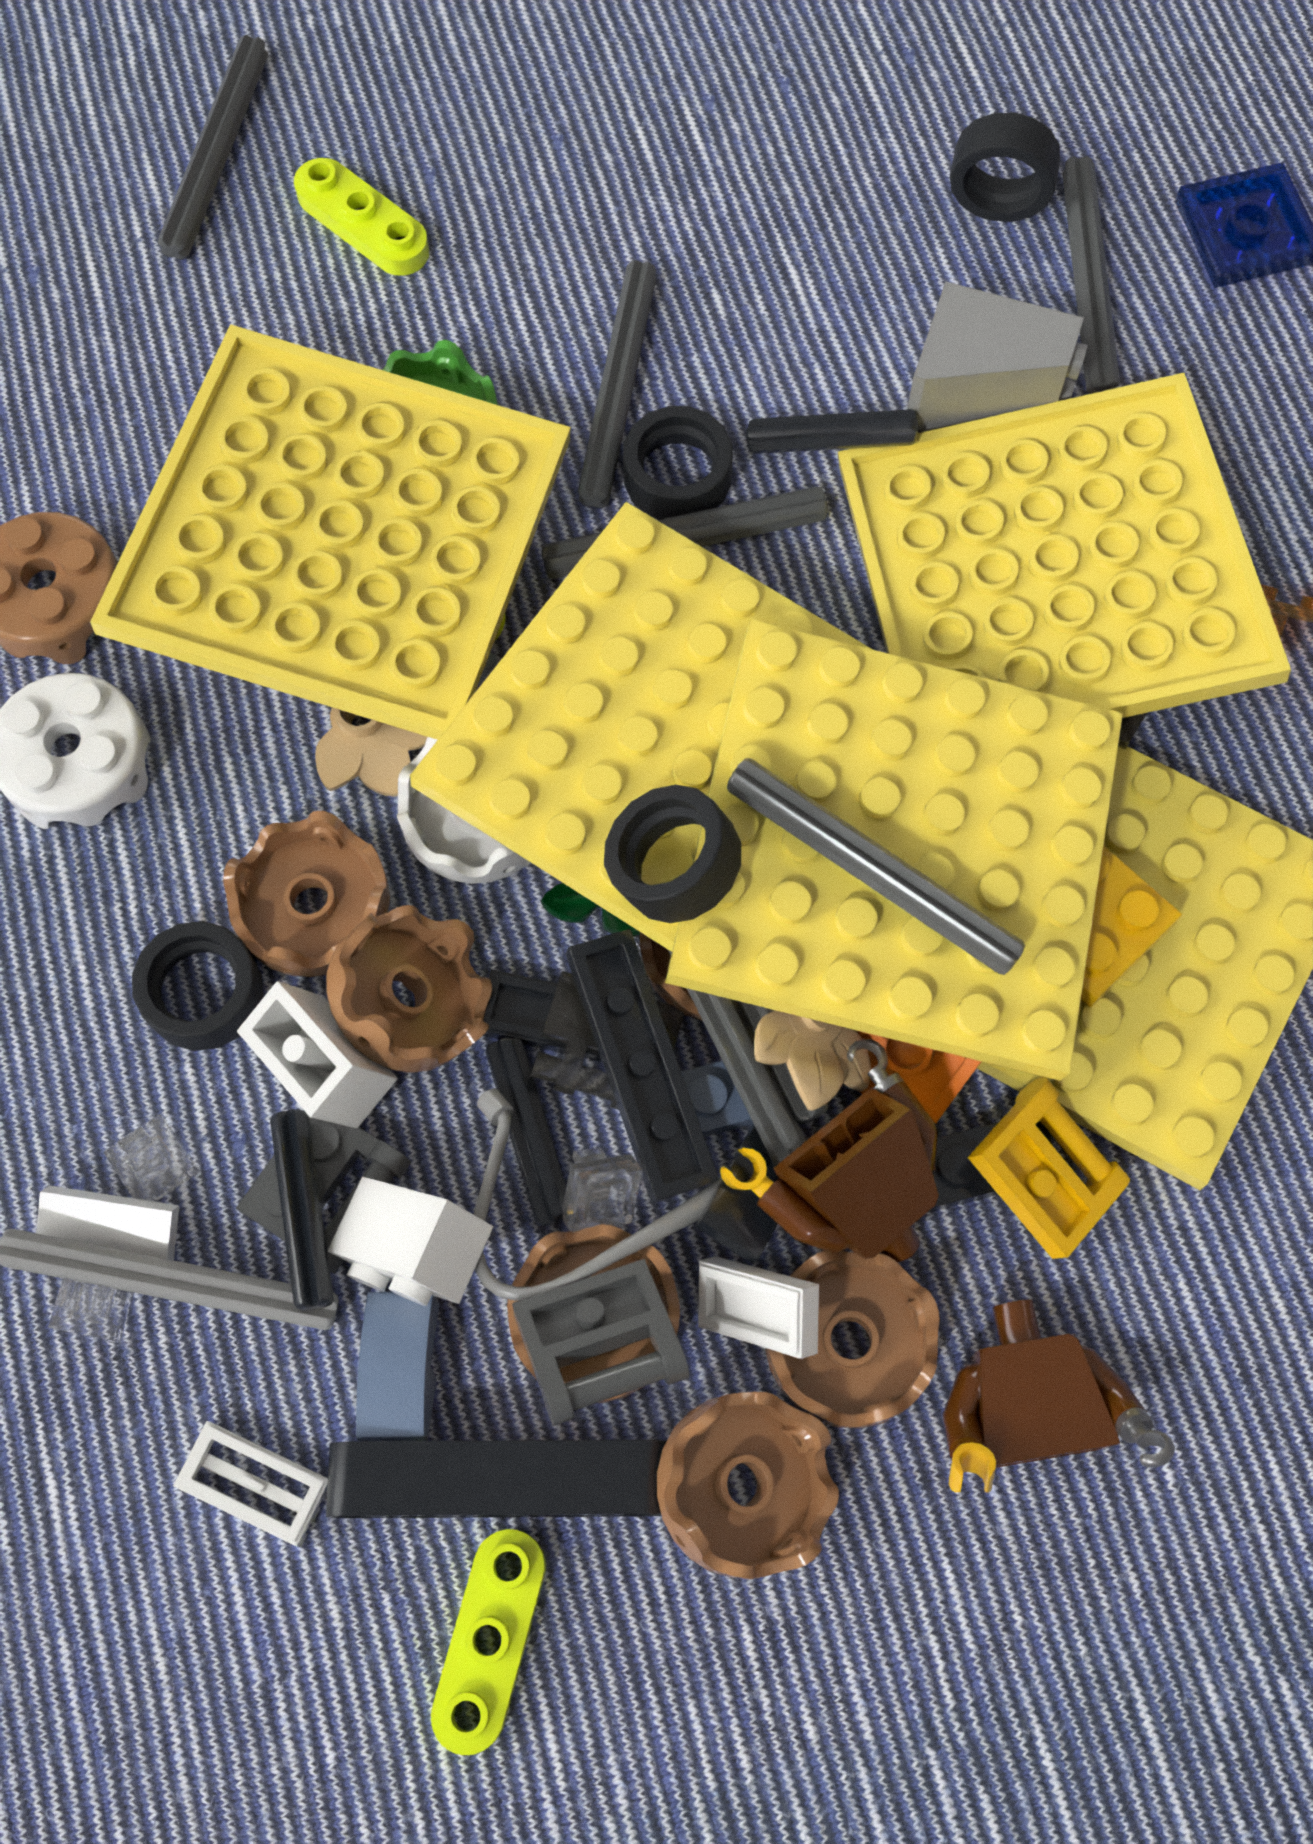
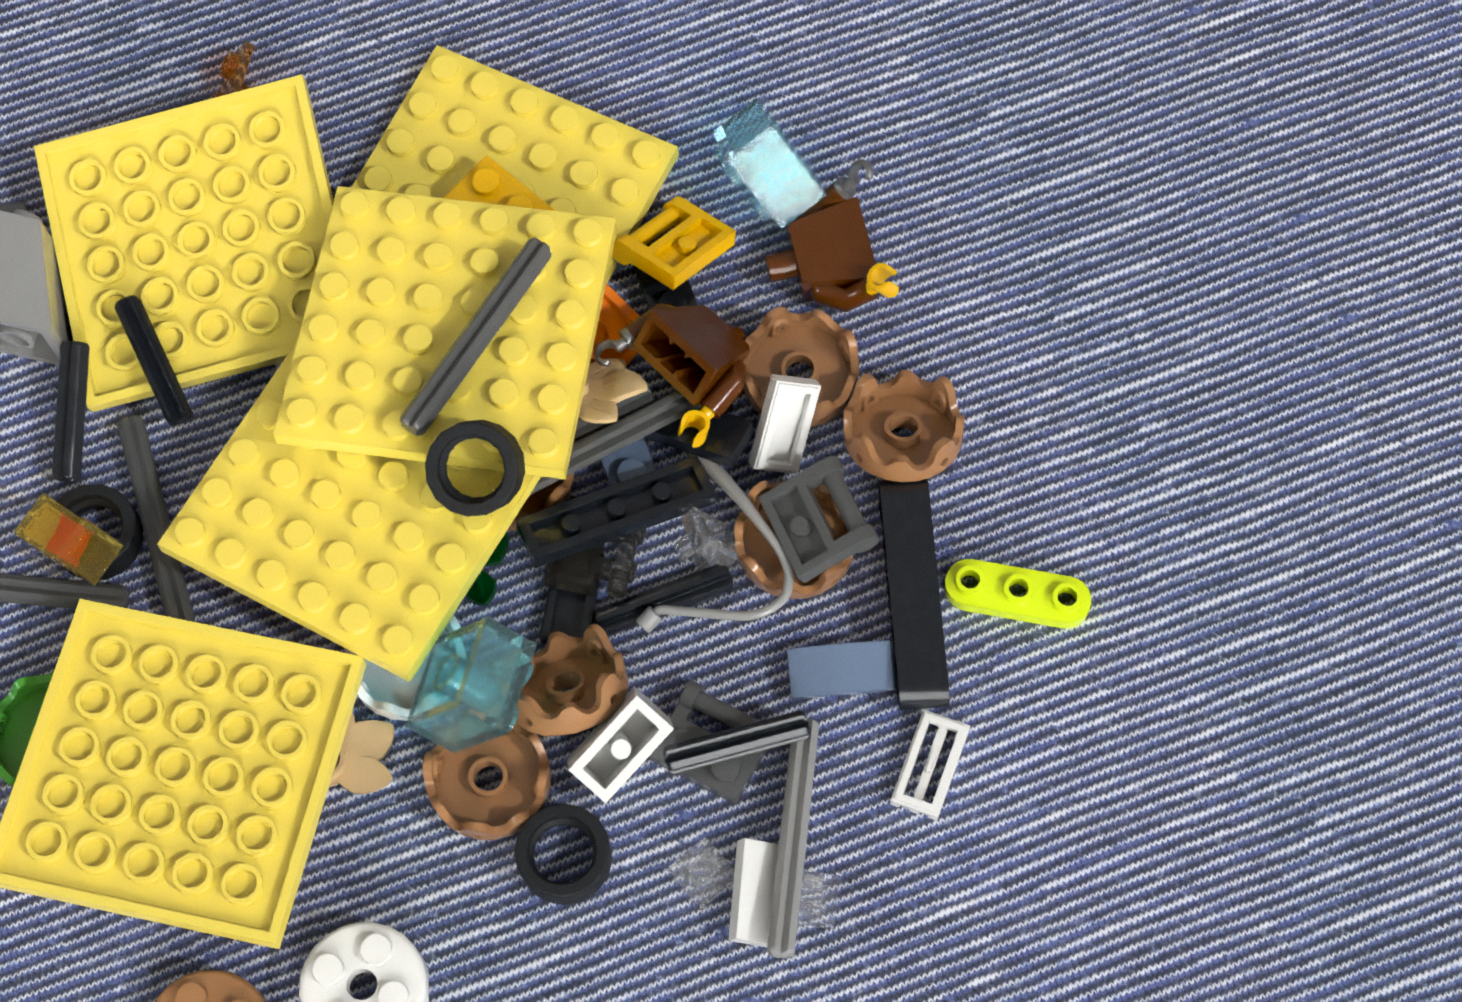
camera: 90 degrees left, 0 degrees up
(388, 858) = (472, 685): none -> clear light blue brick
(411, 1240) = (755, 660): white brick -> none
(658, 424) = (68, 539): none -> clear yellow slope
(889, 512) = (153, 360): none -> black axle
(1171, 1306) = (761, 156): none -> clear light blue brick

